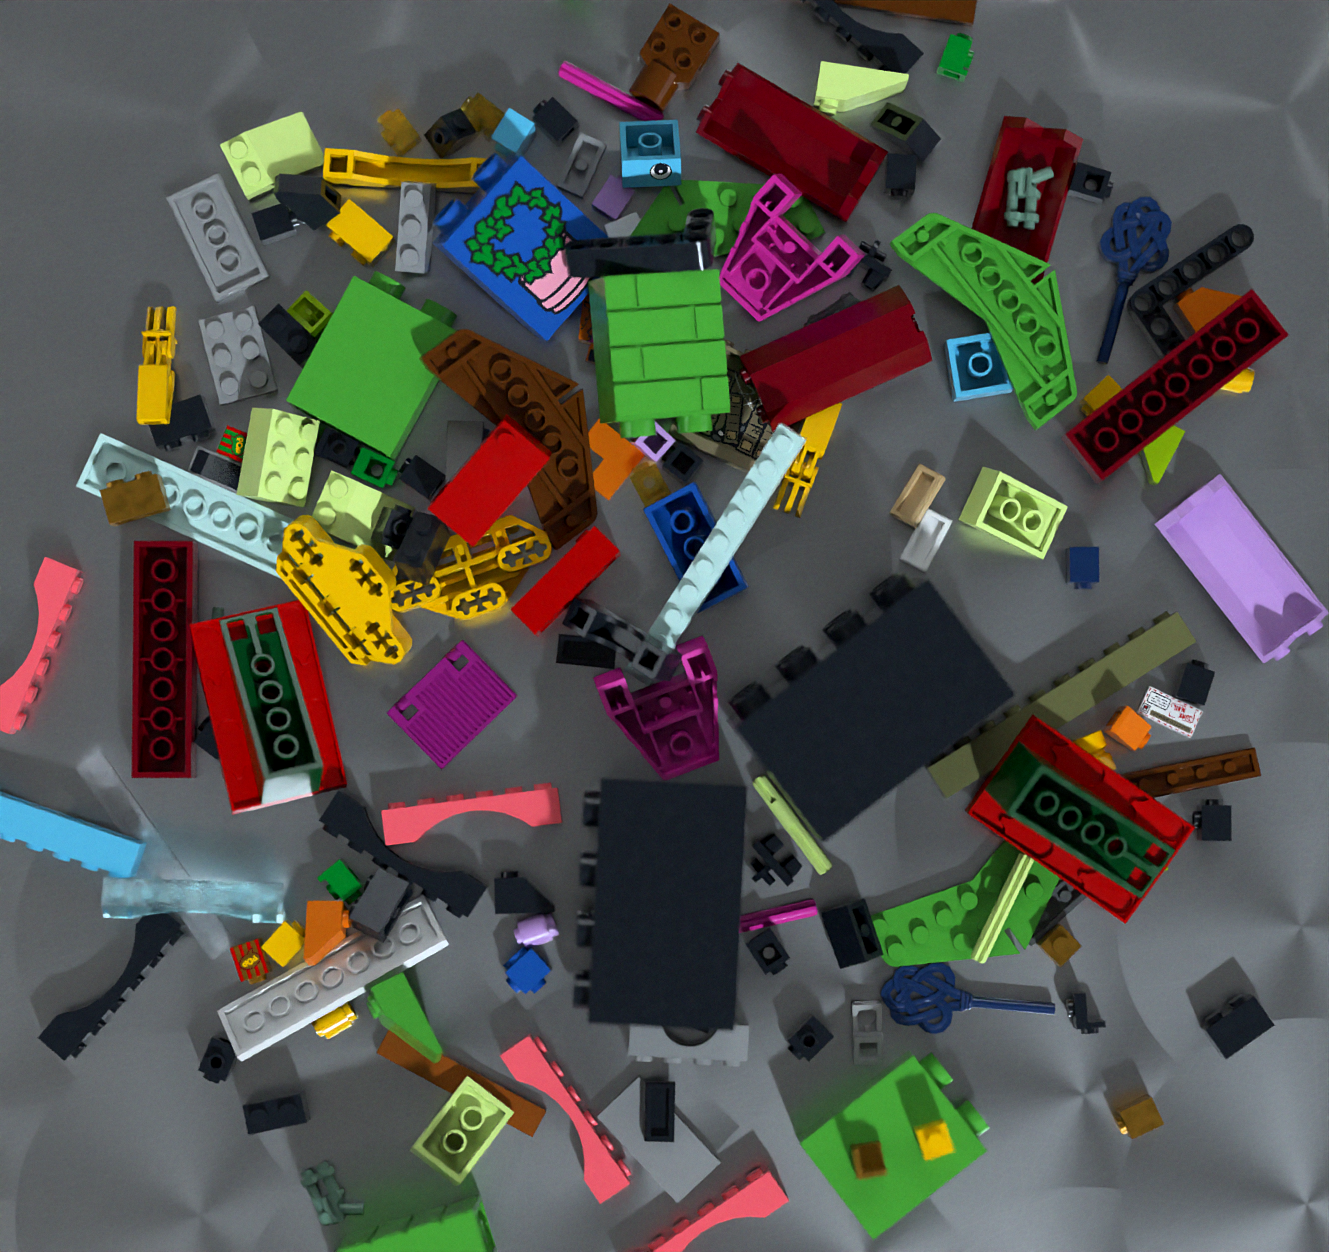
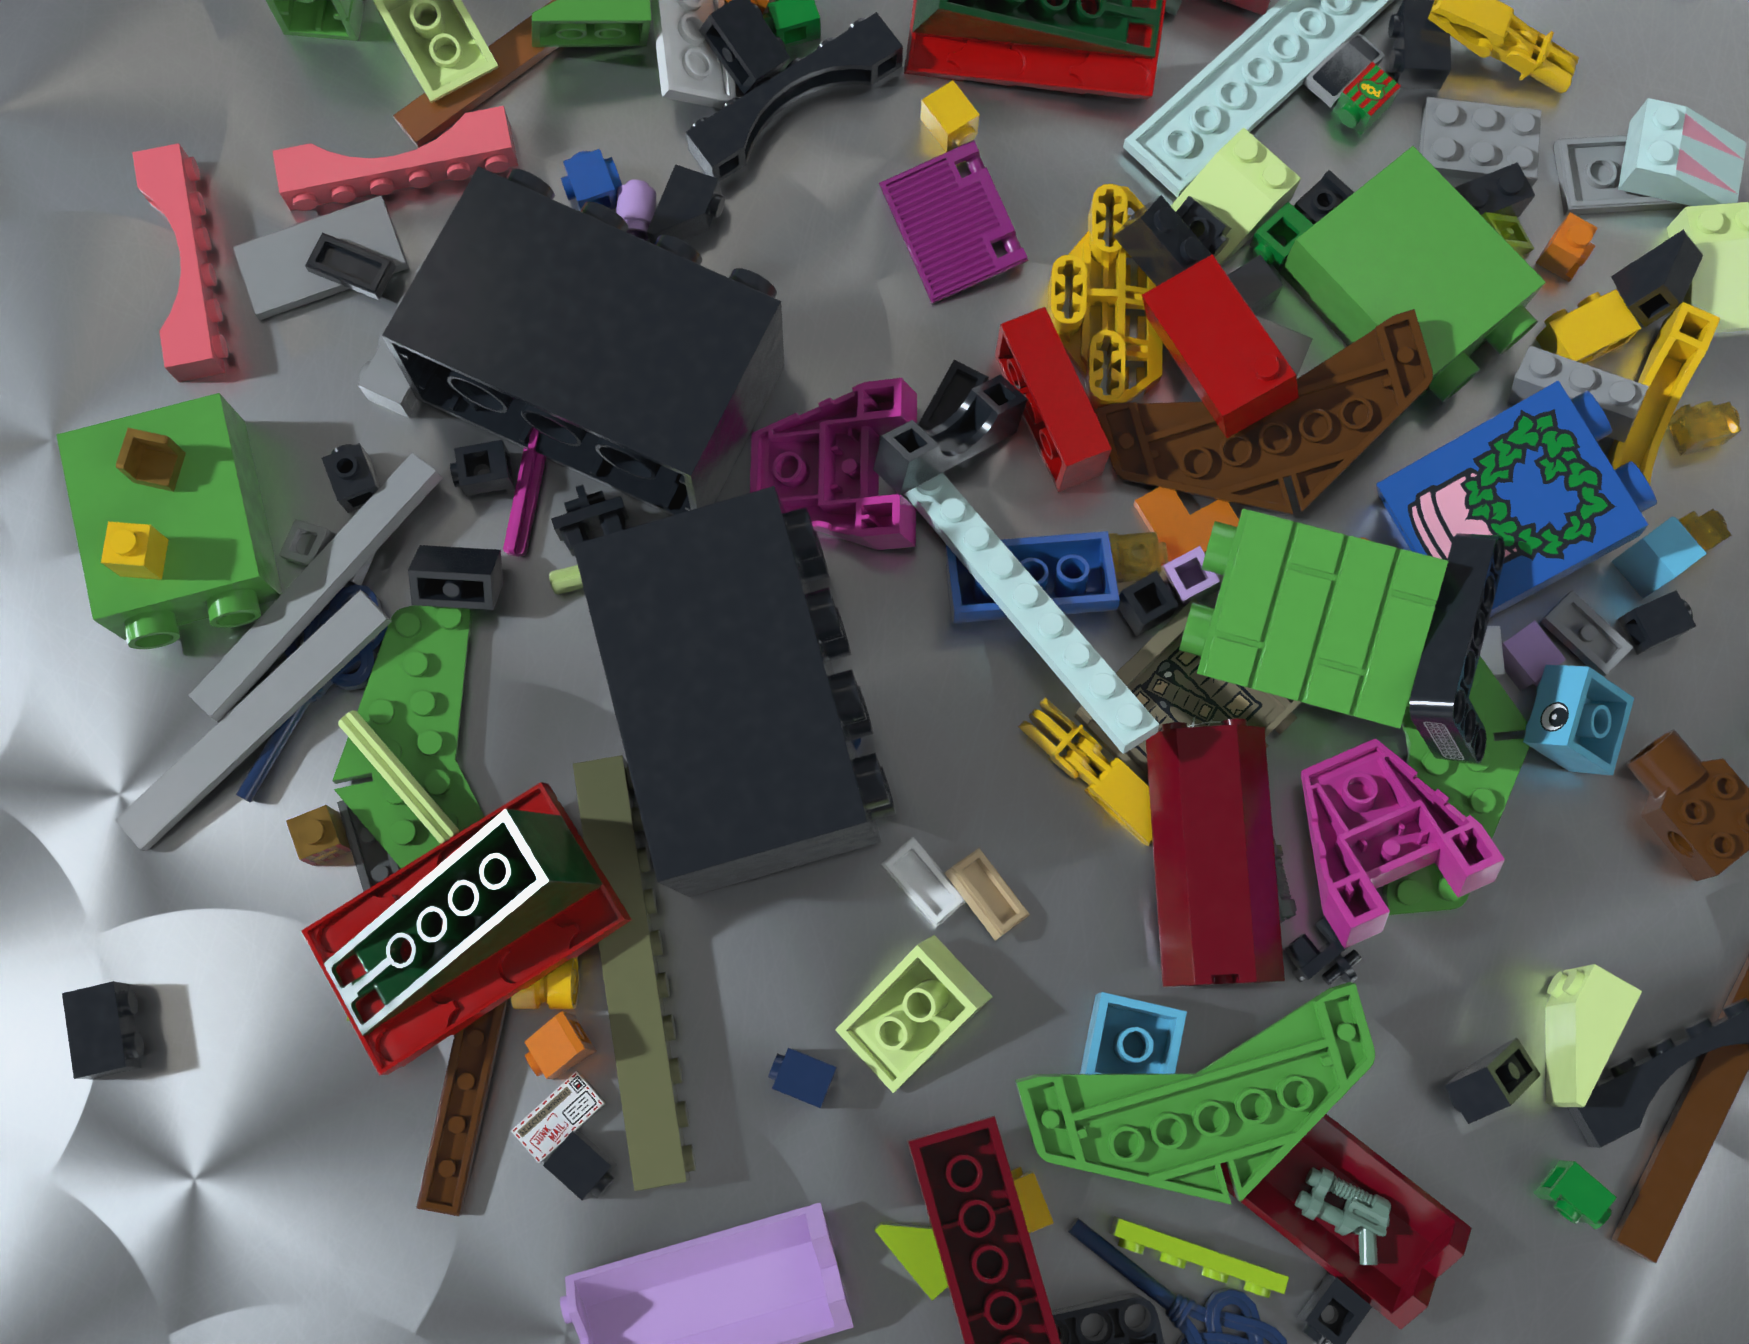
camera: 110 degrees right, 10 degrees down
(203, 207) = (1681, 157): none -> light aqua slope
(275, 223) = (1632, 234): black brick -> none
(278, 457) = (1339, 124): yellowish green brick -> none
(301, 267) = (1568, 247): none -> orange brick
(346, 586) = (1143, 136): yellow connector -> none
(374, 736) = (950, 117): none -> yellow brick
(409, 824) = (828, 118): coral arch -> none
(450, 133) = (1686, 483): black brick -> none
(608, 93) = (1673, 706): dark pink axle -> none
(791, 139) = (1534, 921): dark red panel -> none
(896, 1025) = (315, 587): none -> light grey tile
(900, 175) = (1434, 1047): black brick -> none
(1001, 1024) = (252, 721): none -> light grey tile
(1077, 1009) = (205, 825): black bracket -> none
(1091, 291) = (1215, 1264): none -> lime plate
(1138, 1117) = (51, 848): pearl gold brick -> none
(1212, 821) = (384, 1113): black brick -> none

